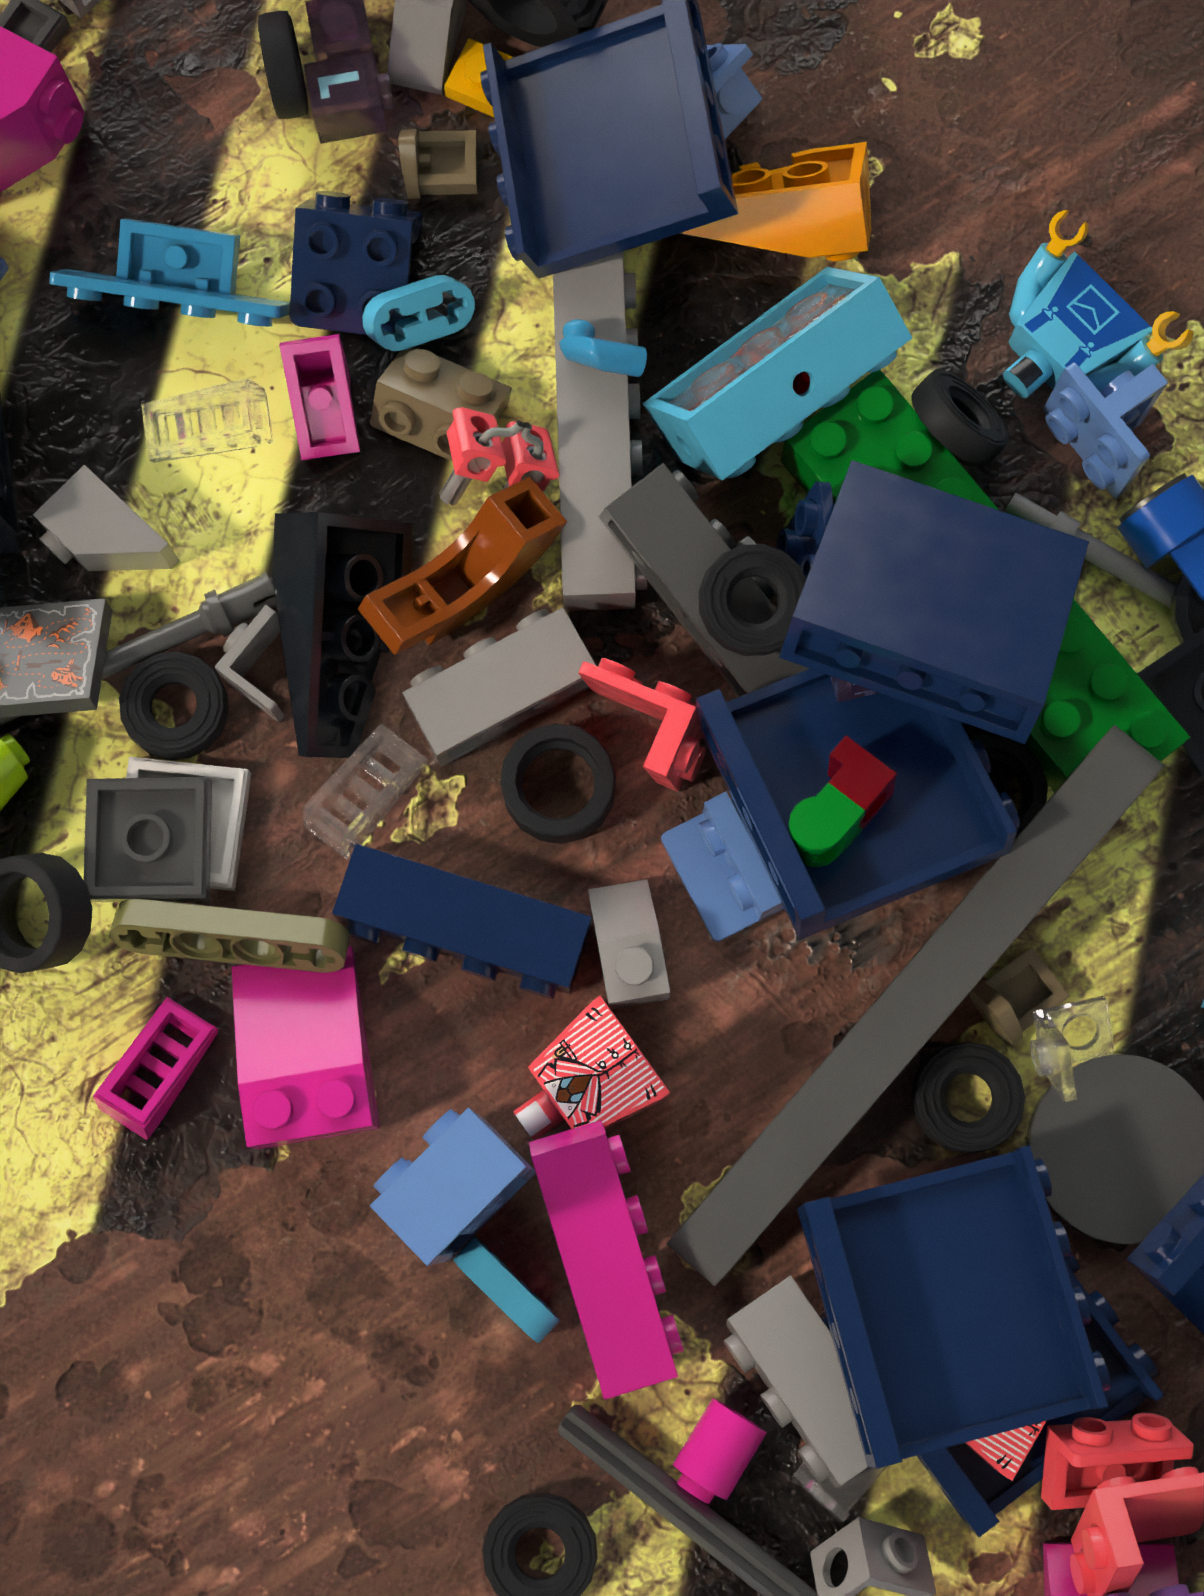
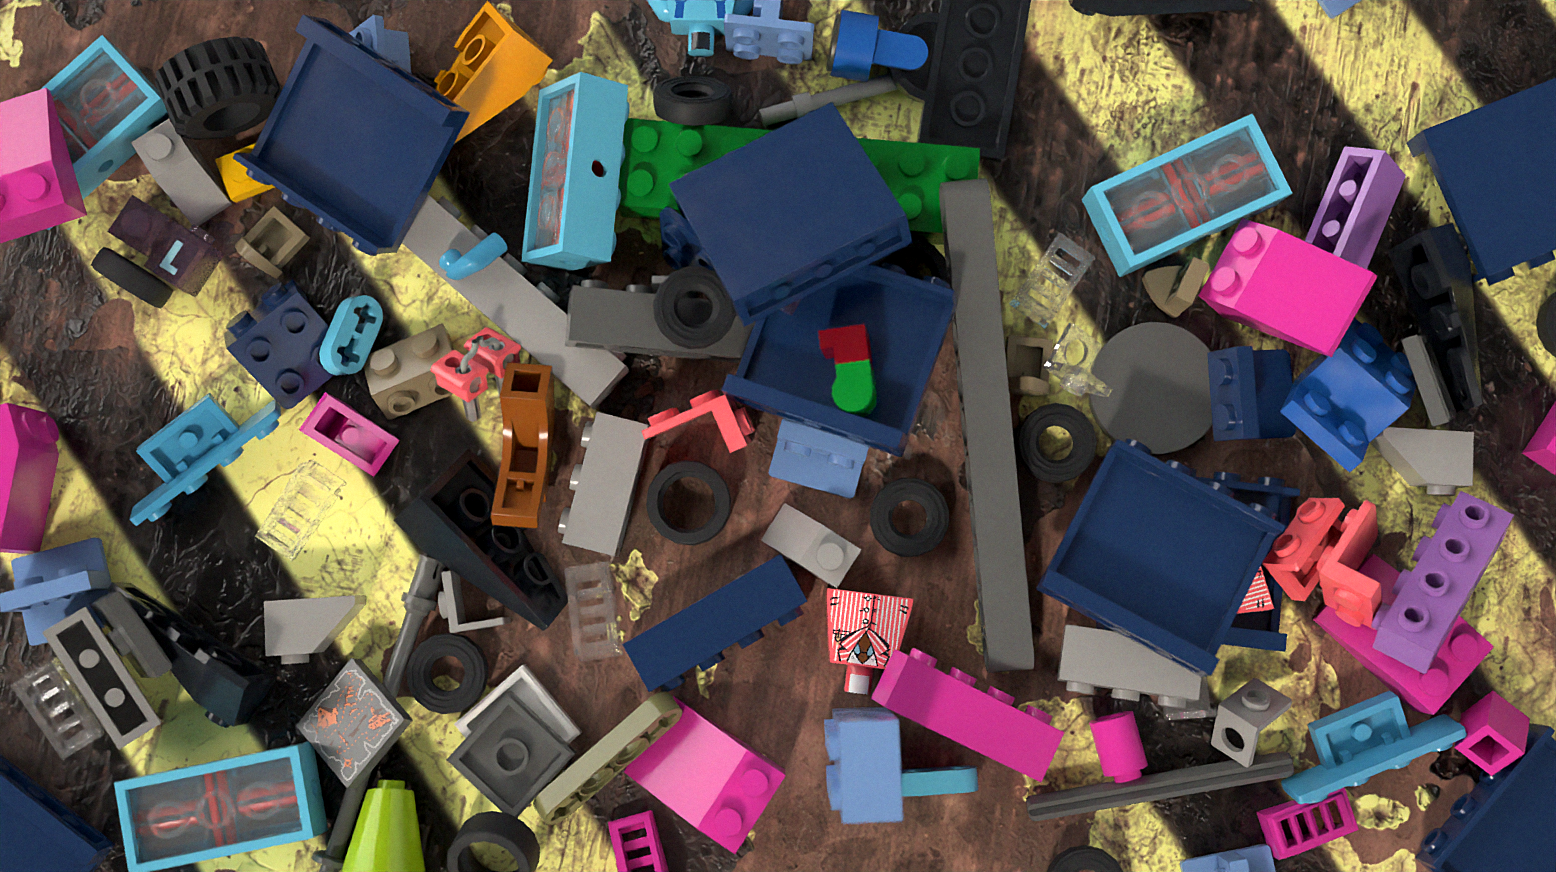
camera: 50 degrees left, 5 degrees up
(785, 1002) = (936, 520): none -> black tyre
(1083, 949) = (1034, 309): none -> clear slope

